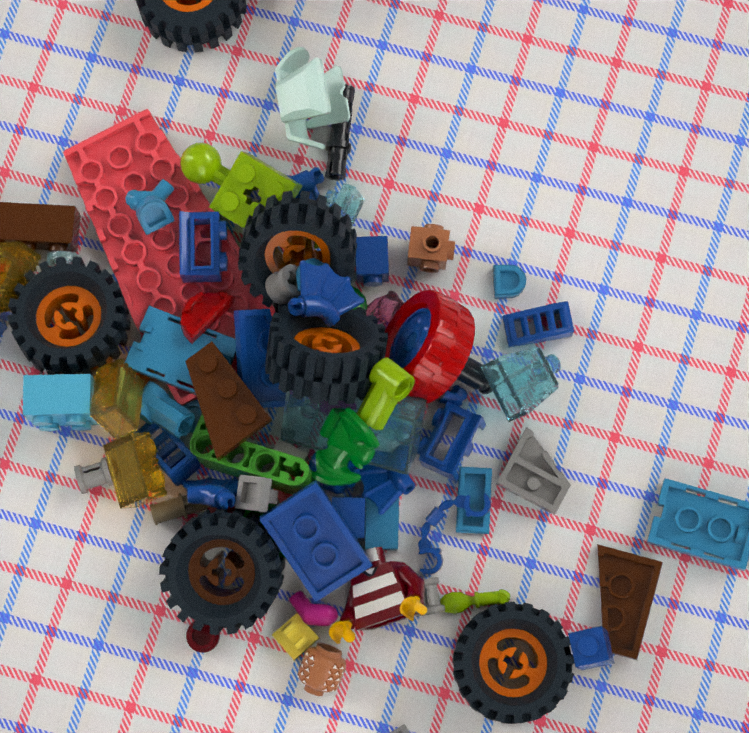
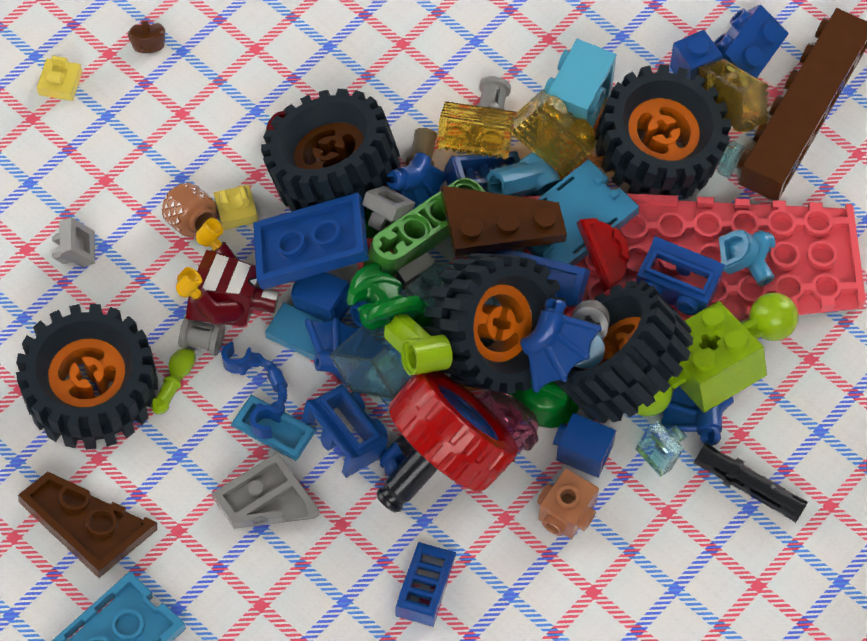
camera: 115 degrees right, 15 degrees down
(307, 93) = (802, 444): light aqua piece -> none
(312, 613) = (243, 232): dark pink arm -> none
(508, 281) = (492, 578): dark azure tile -> none
(522, 380) = (369, 526): clear light blue torso -> none
(591, 648) = (53, 450): blue brick -> none

